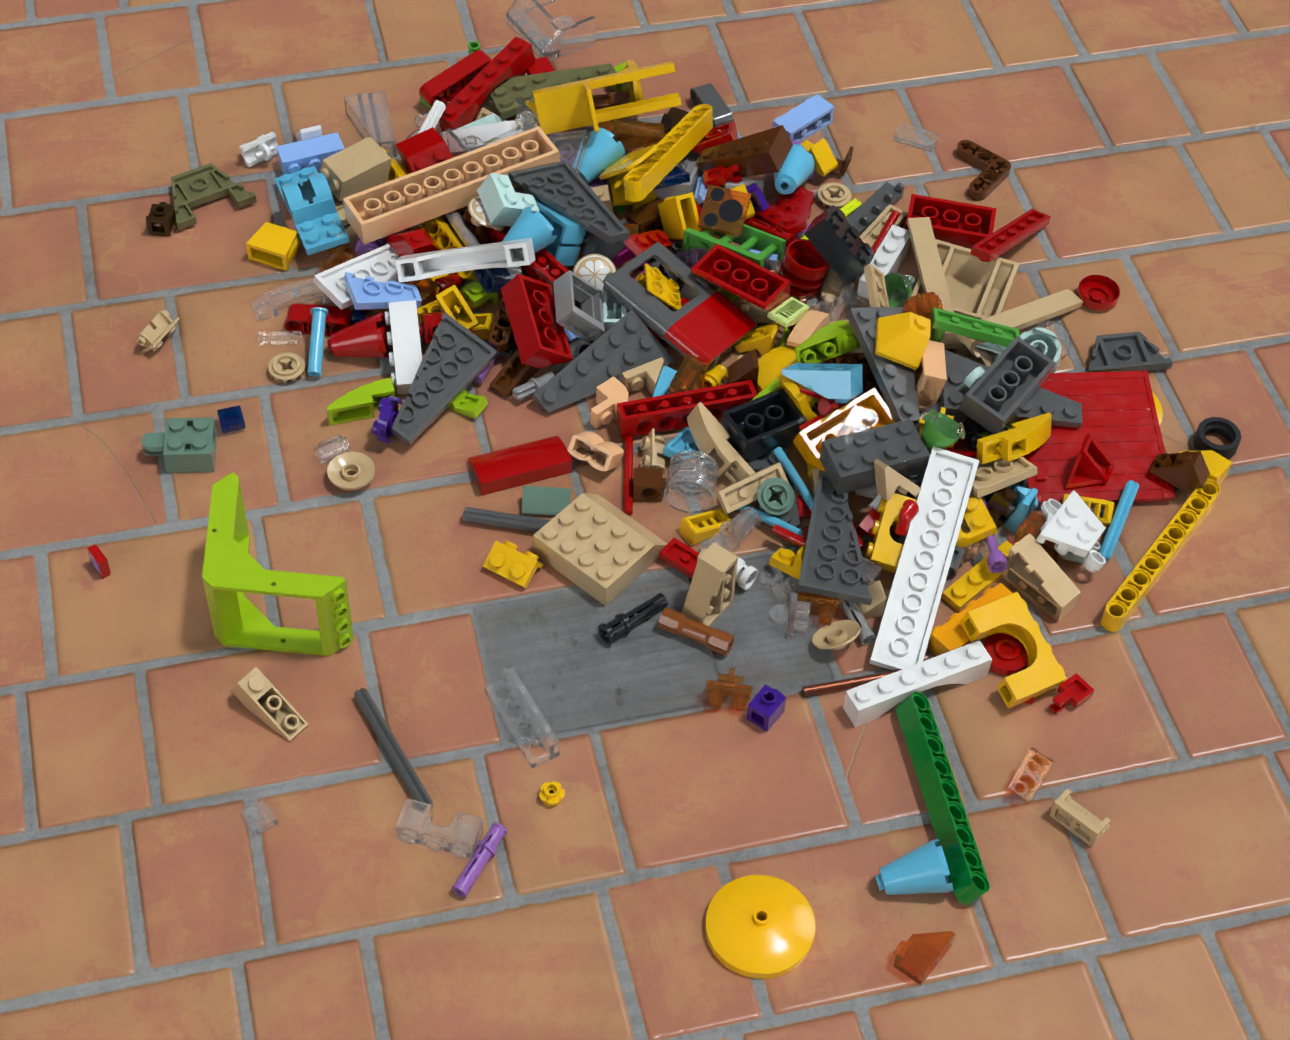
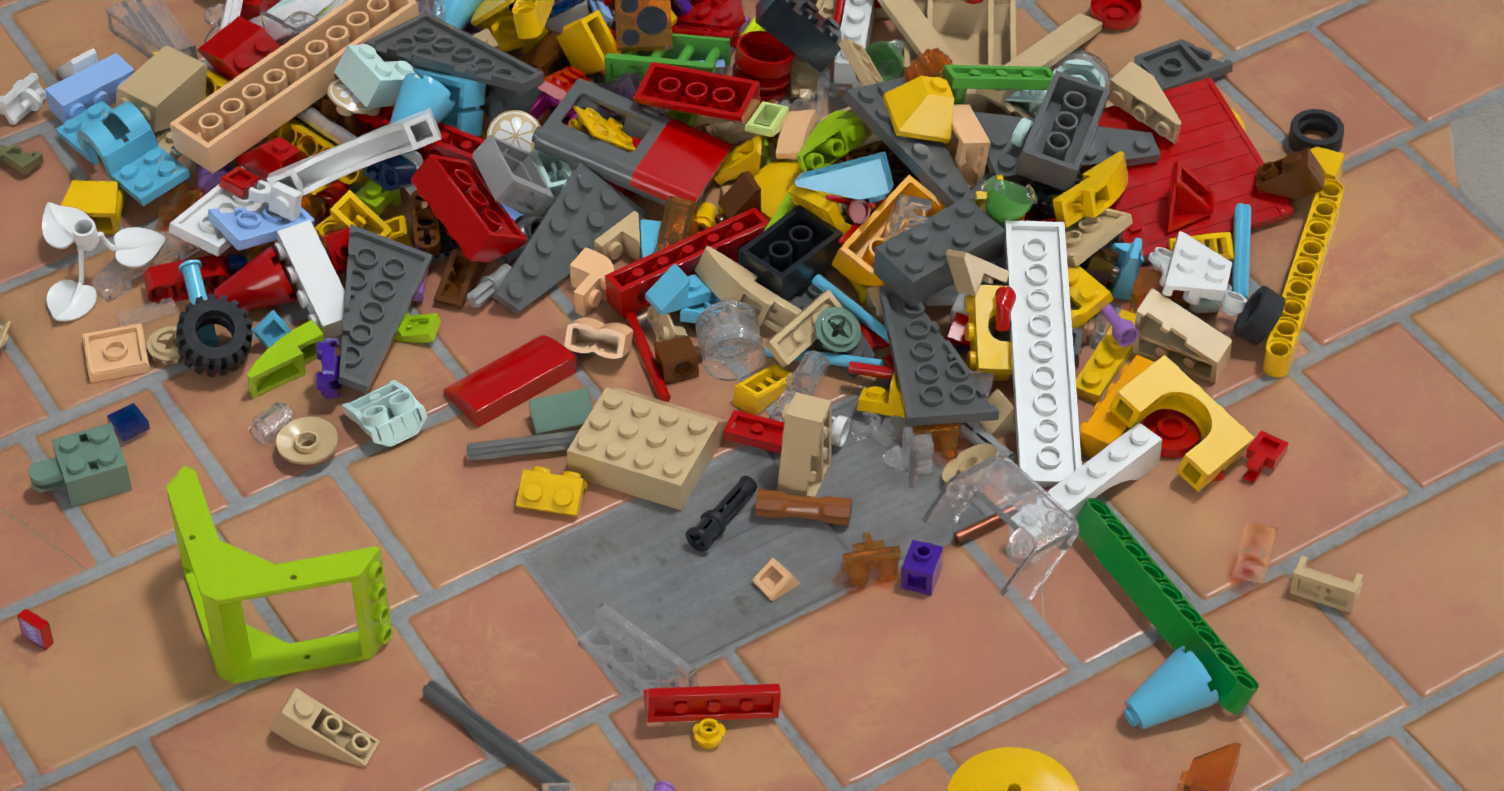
camera: 15 degrees left, 5 degrees down
(246, 362) = (116, 353): none -> light nougat tile
(247, 258) = (66, 225): none -> white plant
(307, 353) = (214, 312): none -> black tyre
(360, 375) = (271, 329): none -> medium azure slope
(380, 256) = (239, 181): none -> red tile
(400, 277) = (281, 198): none -> white plate
(417, 467) = (387, 414): none -> light aqua slope
(561, 770) = (712, 702): none -> red fence
(652, 683) = (775, 580): none -> light nougat slope
(666, 431) = (677, 291): none -> medium azure slope
(861, 696) = (1040, 523): none -> clear windscreen
(1084, 374) = (1143, 98): none -> tan slope
(1111, 577) = (1259, 315): none -> black tyre

